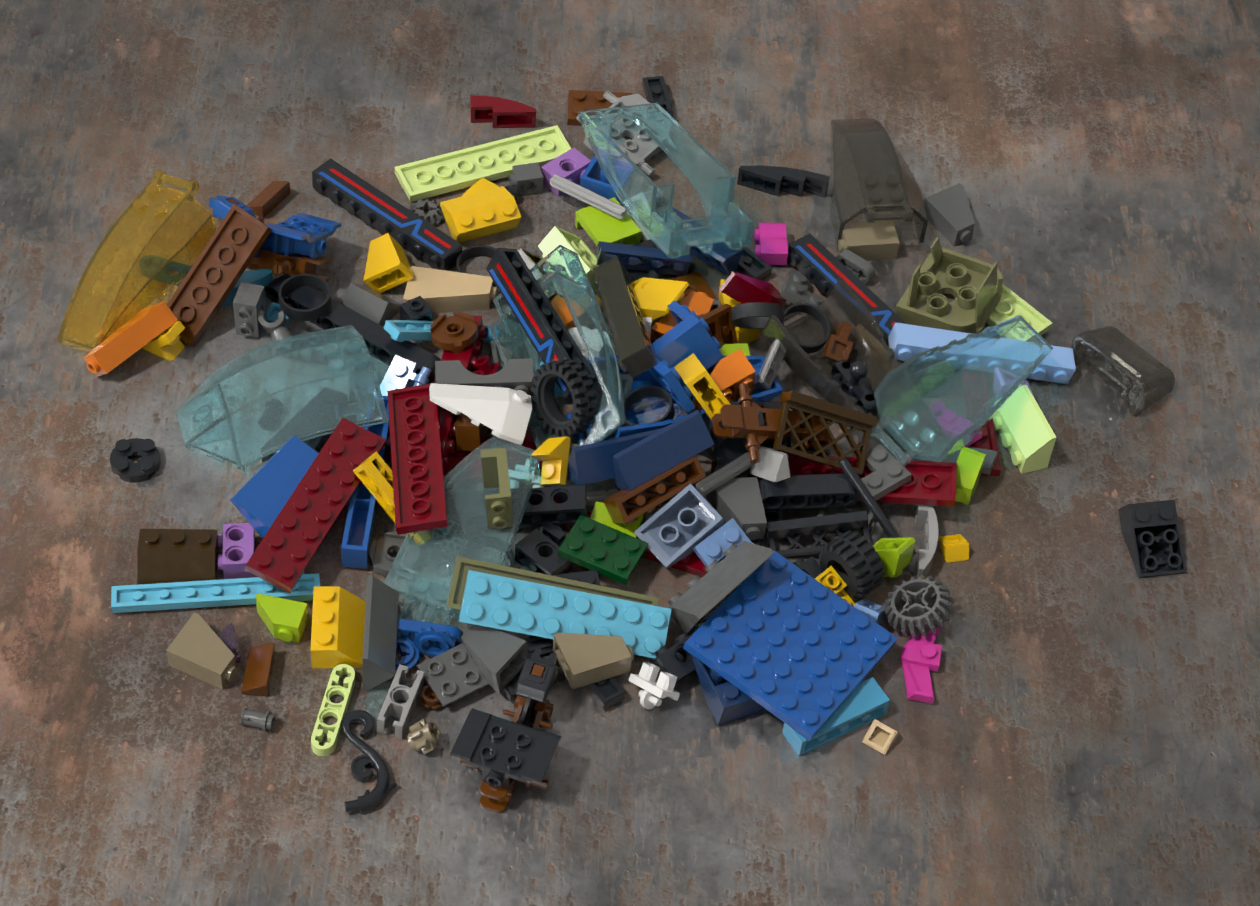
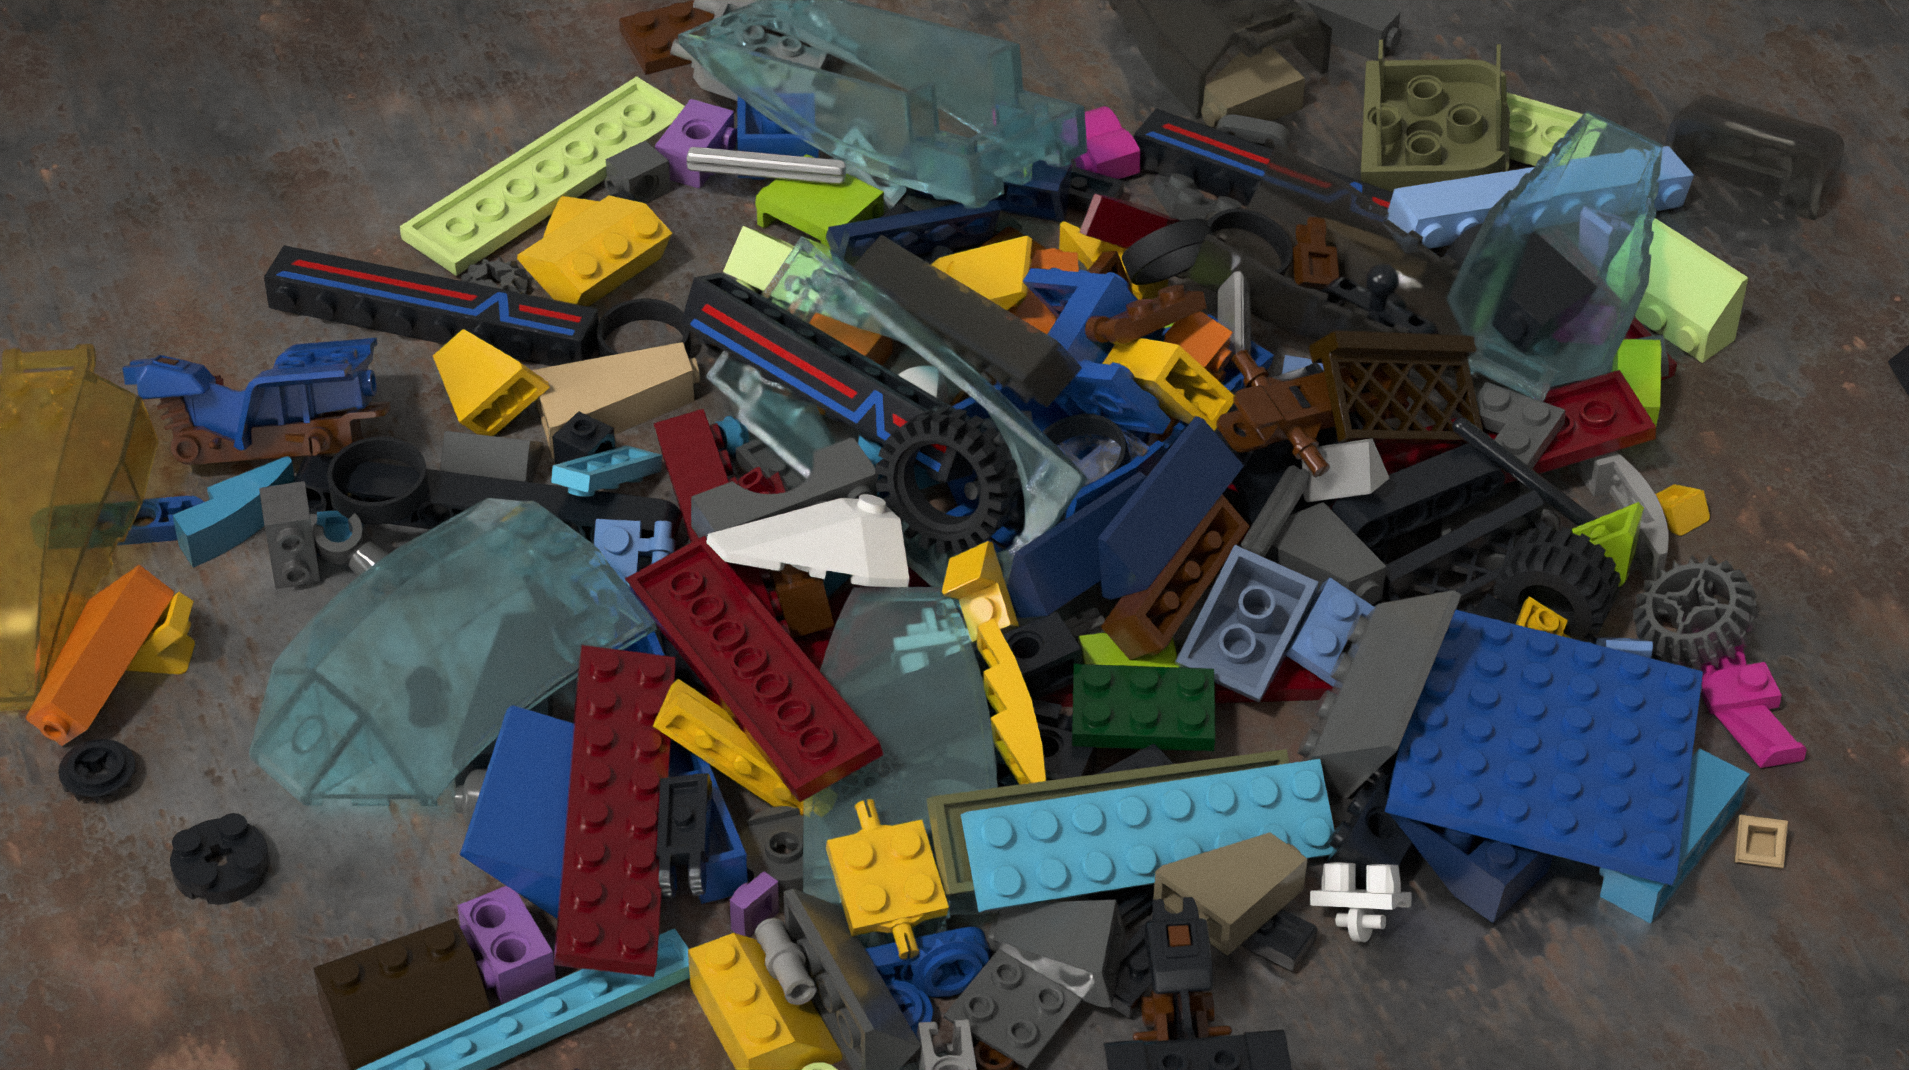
camera: 20 degrees left, 5 degrees down
(105, 387) = (93, 757): none -> black gear
(217, 272) = (207, 481): reddish brown plate -> none
(269, 197) = (208, 339): reddish brown slope -> none
(283, 617) = (650, 1026): lime slope -> none
(340, 529) = (684, 831): none -> black hinge
(356, 610) = (785, 961): none -> light grey pin
(359, 575) = (753, 904): none -> medium lavender plate
(423, 587) = (887, 878): none -> yellow plate
(445, 335) = (663, 462): reddish brown plate -> none
(496, 474) = (925, 634): olive panel -> none
(501, 112) = (528, 86): dark red slope -> none
(530, 536) = (1015, 724): none -> yellow slope
(709, 347) = (1145, 316): none -> reddish brown plate
(777, 179) = (1071, 43): black slope -> none
(932, 408) = (1539, 294): none -> black slope

